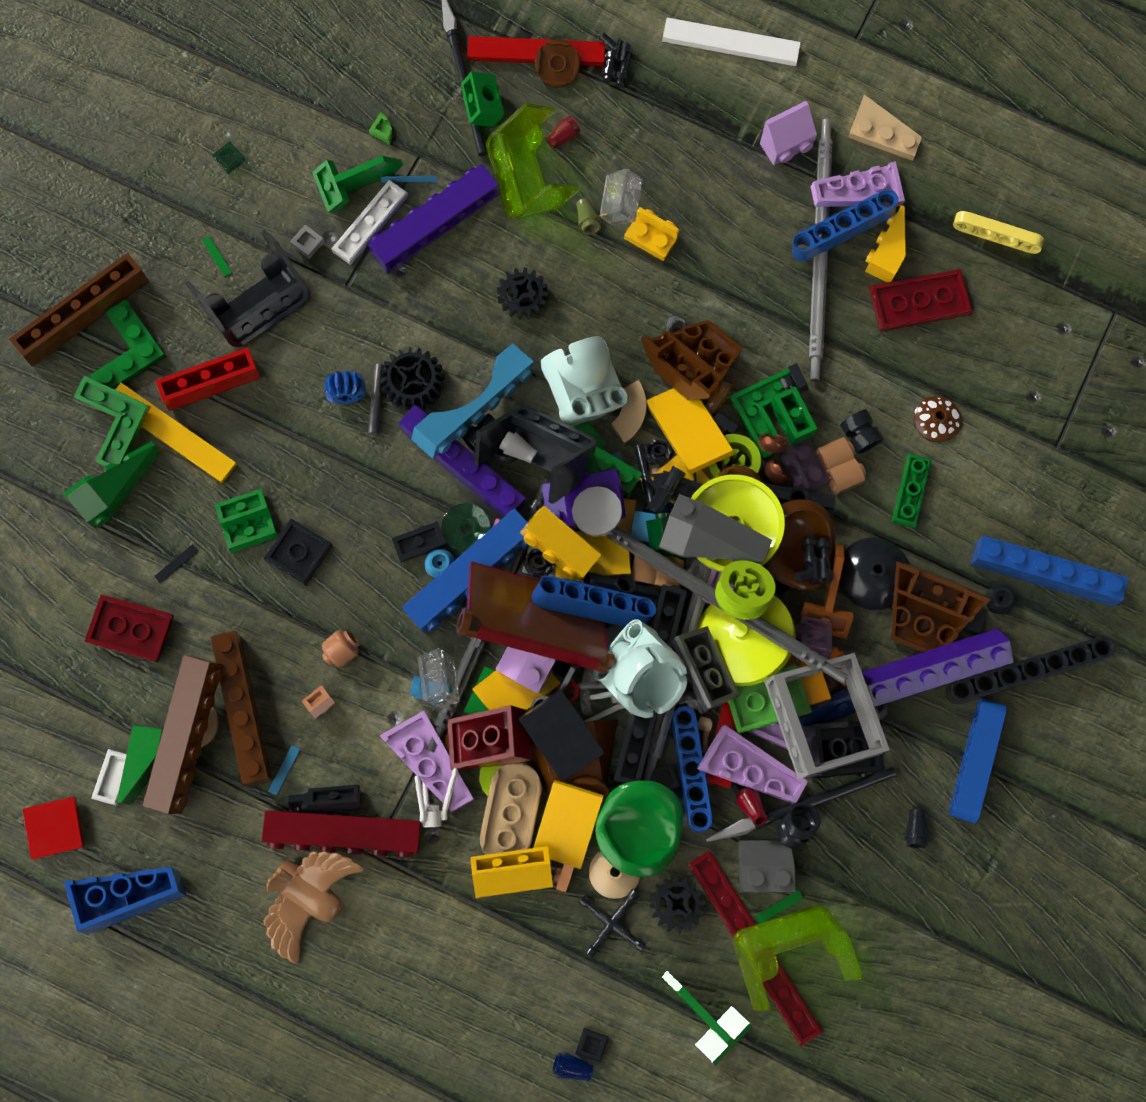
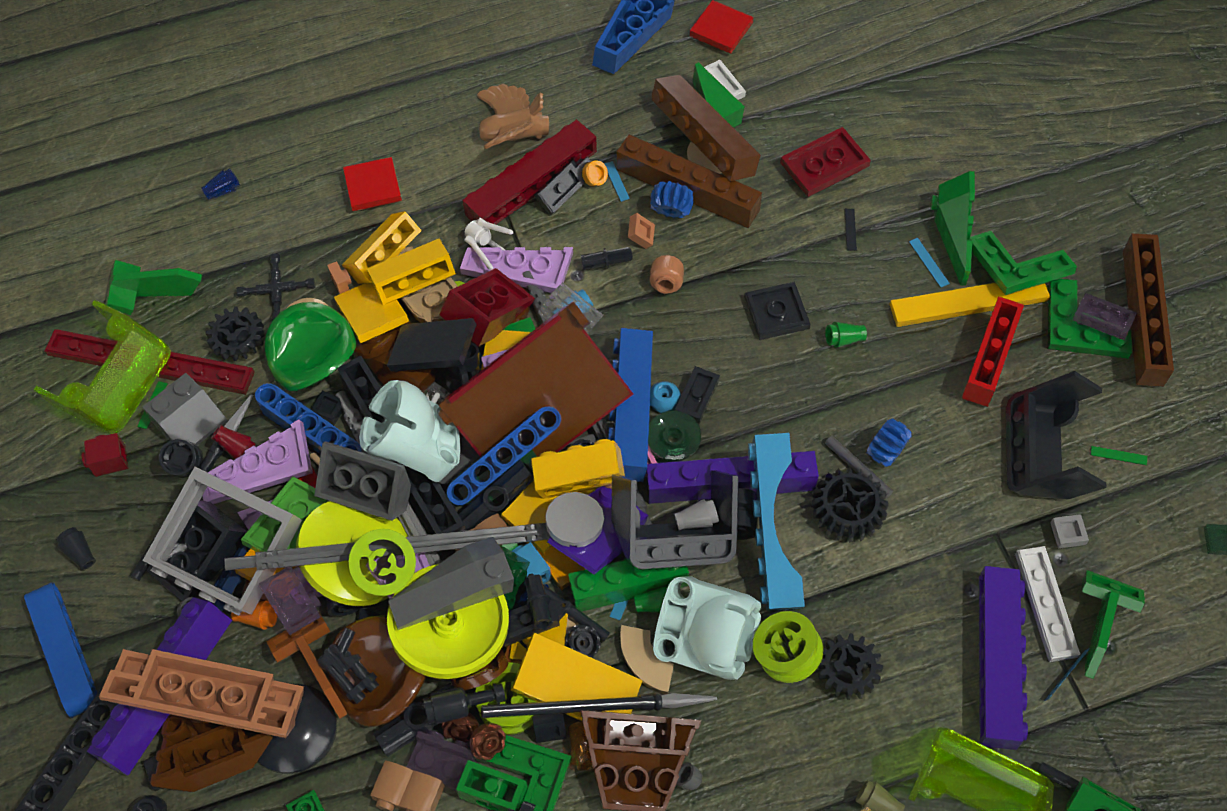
camera: 140 degrees right, 15 degrees down
(113, 330) = (1104, 316): none -> clear purple bracket
(158, 487) = (929, 262): none -> dark azure sticker
(246, 520) = (839, 295): green slope -> none
(272, 700) = (671, 199): none -> blue gear
(280, 489) = (842, 334): none -> green cone
(296, 786) = (595, 173): none -> light orange tile
(364, 705) = (606, 258): none -> black axle
(382, 129) = (1147, 698): bright green tile -> none
(461, 947) = (372, 184): none -> red tile
(515, 819) = (411, 271): none -> yellow brick
(530, 322) = (804, 645): none -> lime wheel
(592, 1045) = (220, 210): black tile -> none
(660, 384) = (643, 702): none -> black piece
(772, 476) = (455, 702): none -> black piece
(845, 888) = (105, 454): none -> dark red brick
(922, 616) = (204, 691): none -> nougat slope

